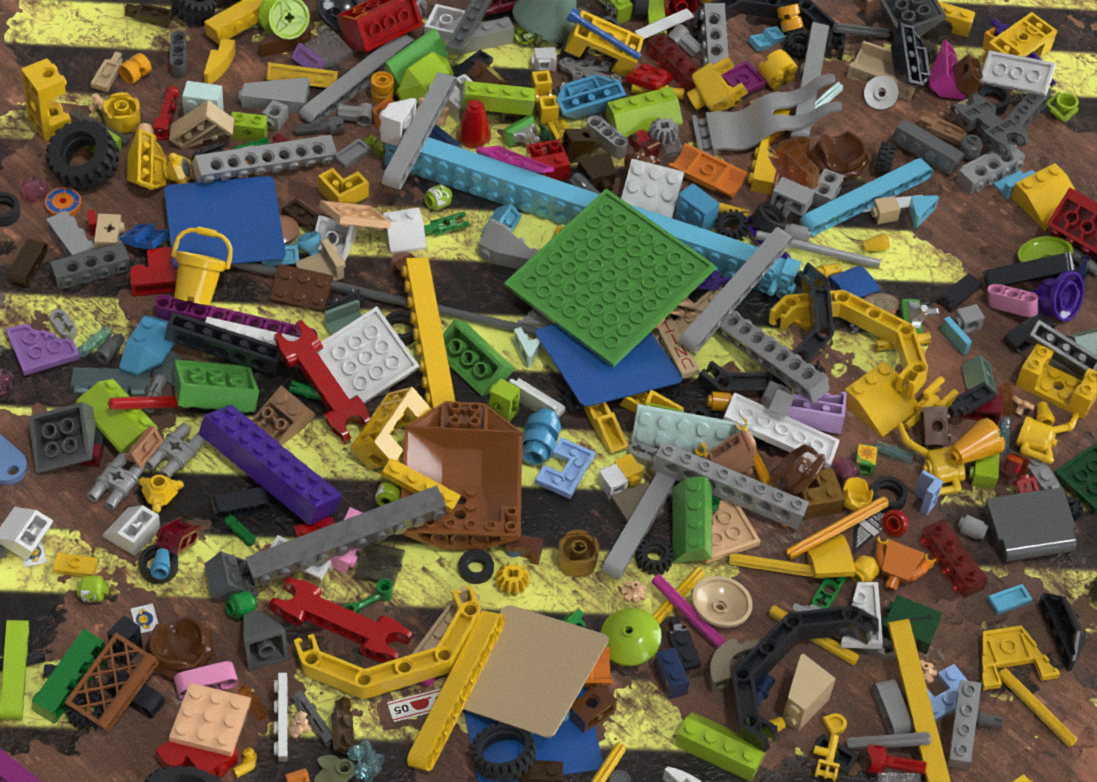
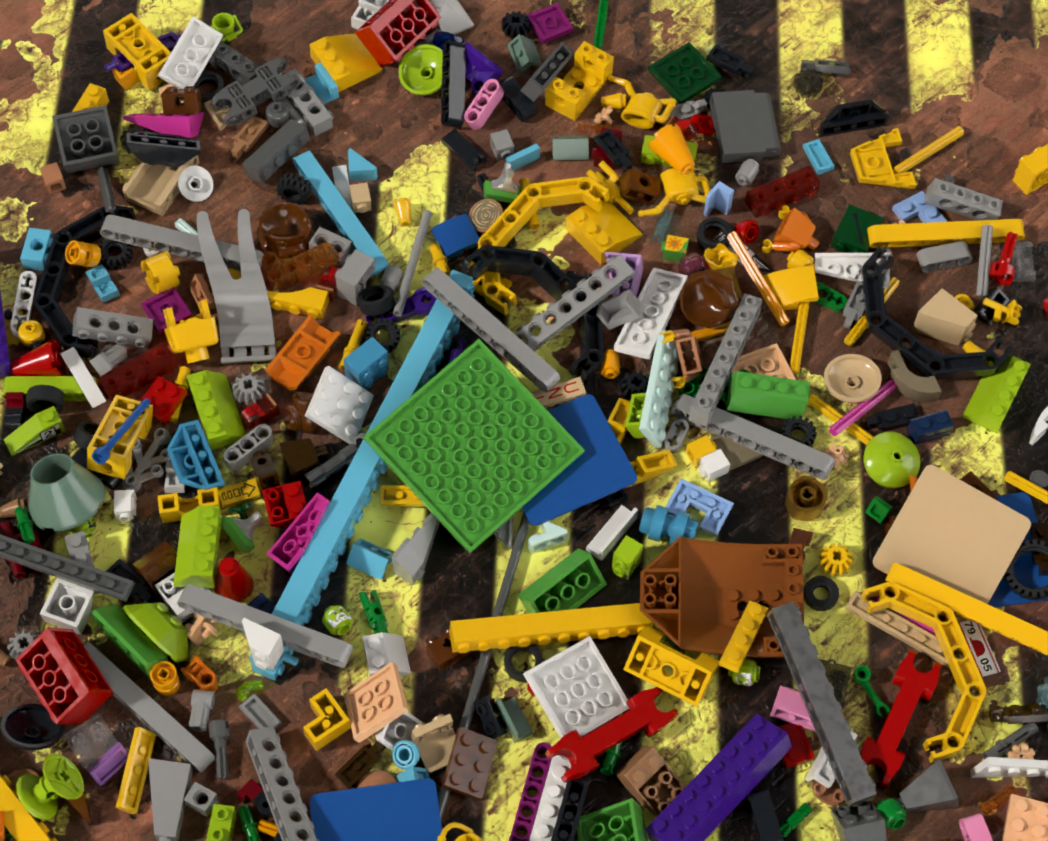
camera: 85 degrees left, 10 degrees up
(1005, 429) = (635, 134): clear light blue pin -> none

